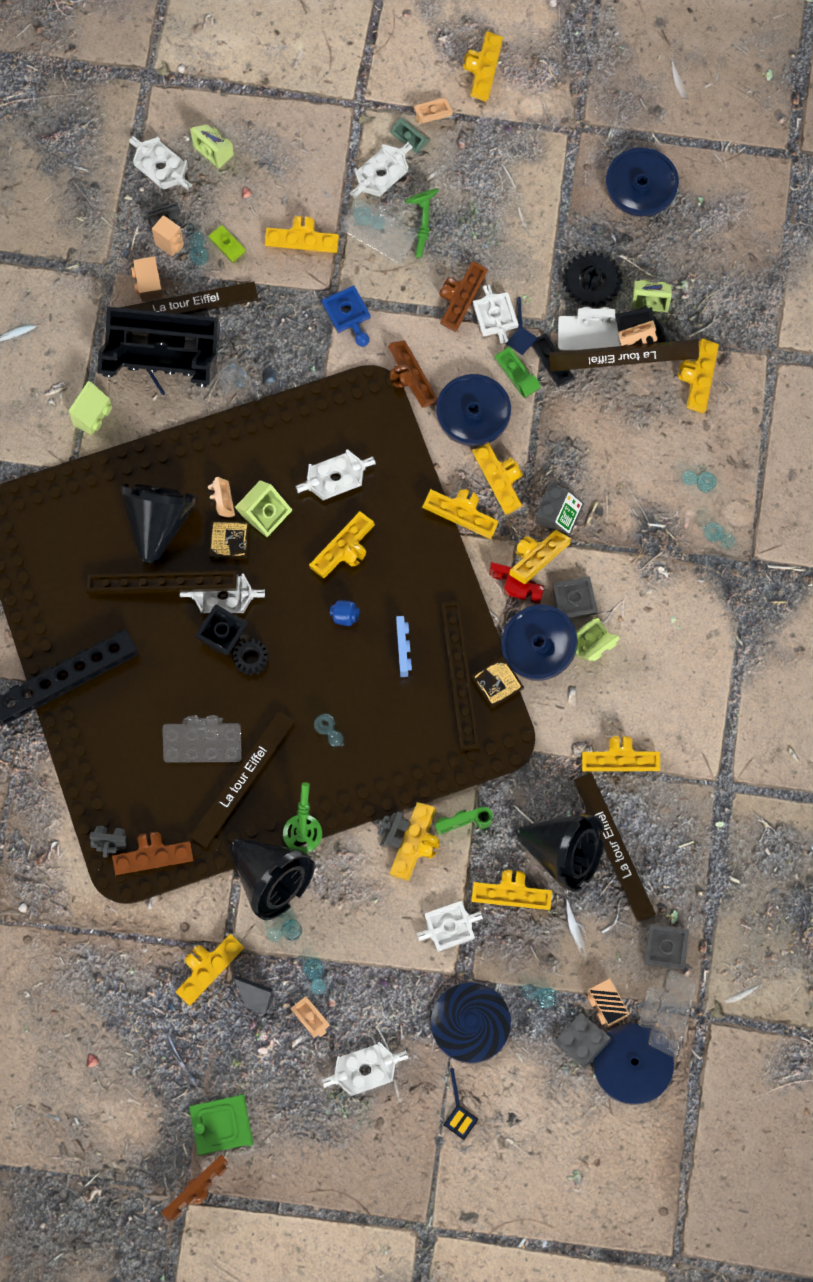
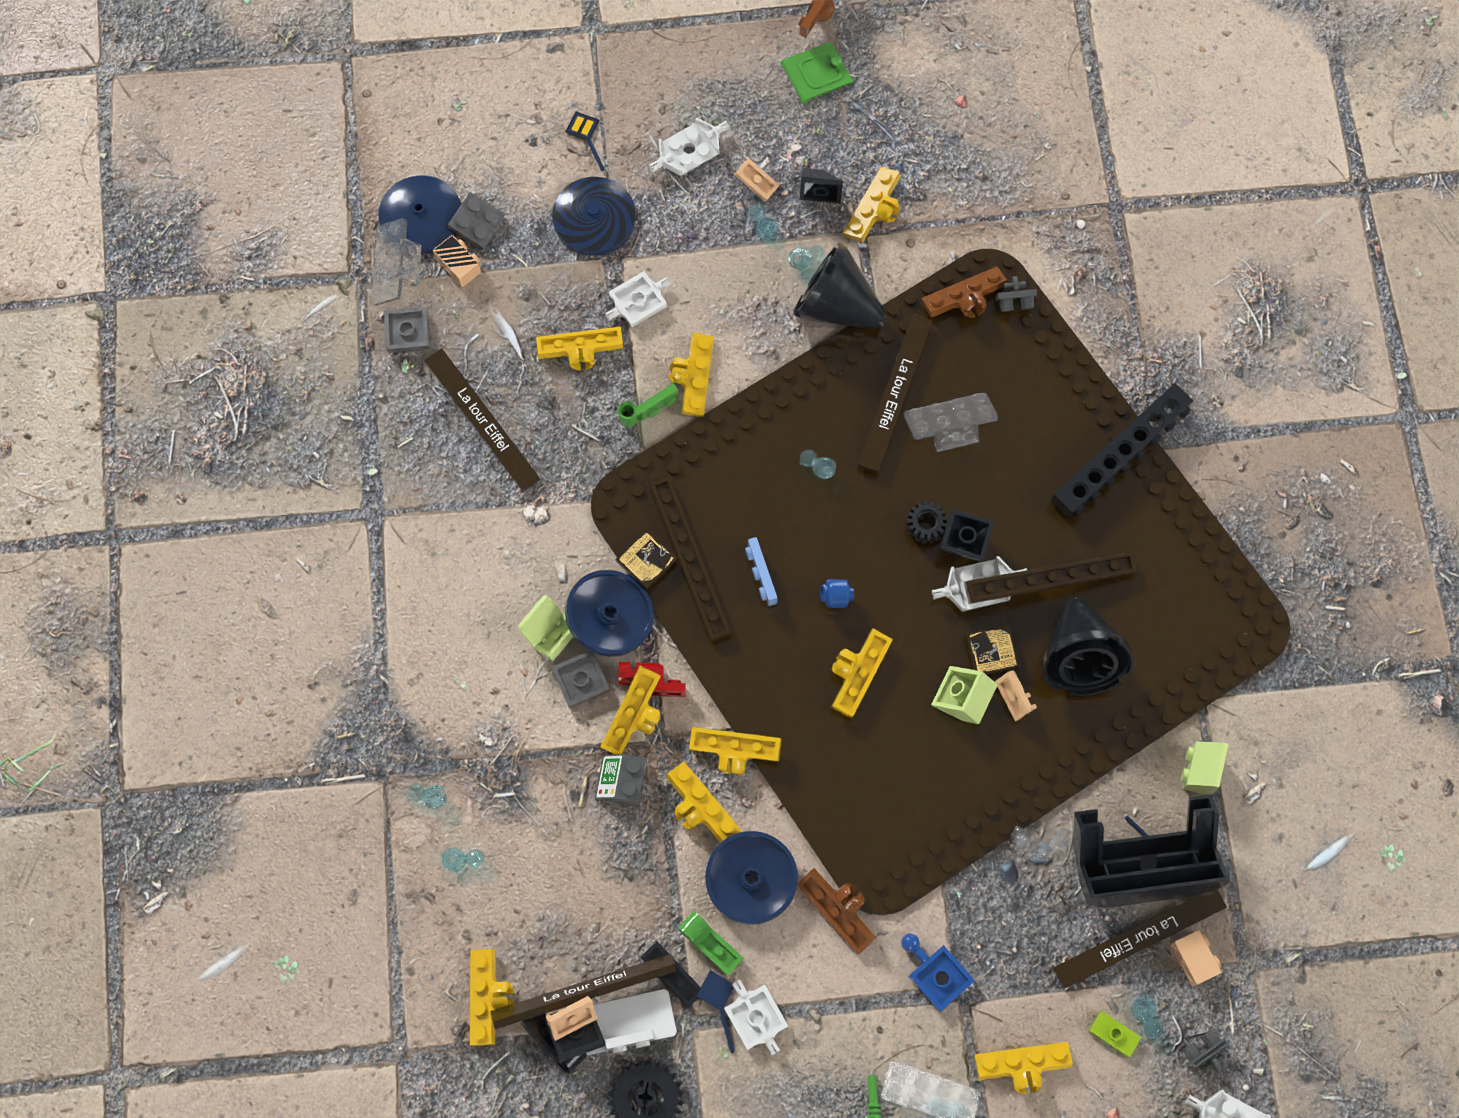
camera: 165 degrees right, 0 degrees up
(168, 236) = (1190, 1016): light nougat brick -> none
(302, 827) = (817, 355): bright green dish -> none
(346, 465) = (903, 739): white plate -> none
(389, 837) = (725, 379): dark grey hips -> none
(461, 294) = (804, 1032): dark orange plate -> none
(545, 997) = (539, 257): clear light blue plate -> none
(566, 847) = (534, 391): black cone -> none
(620, 758) = (492, 510): yellow plate -> none
(651, 294) = (565, 1089): yellowish green slope -> none

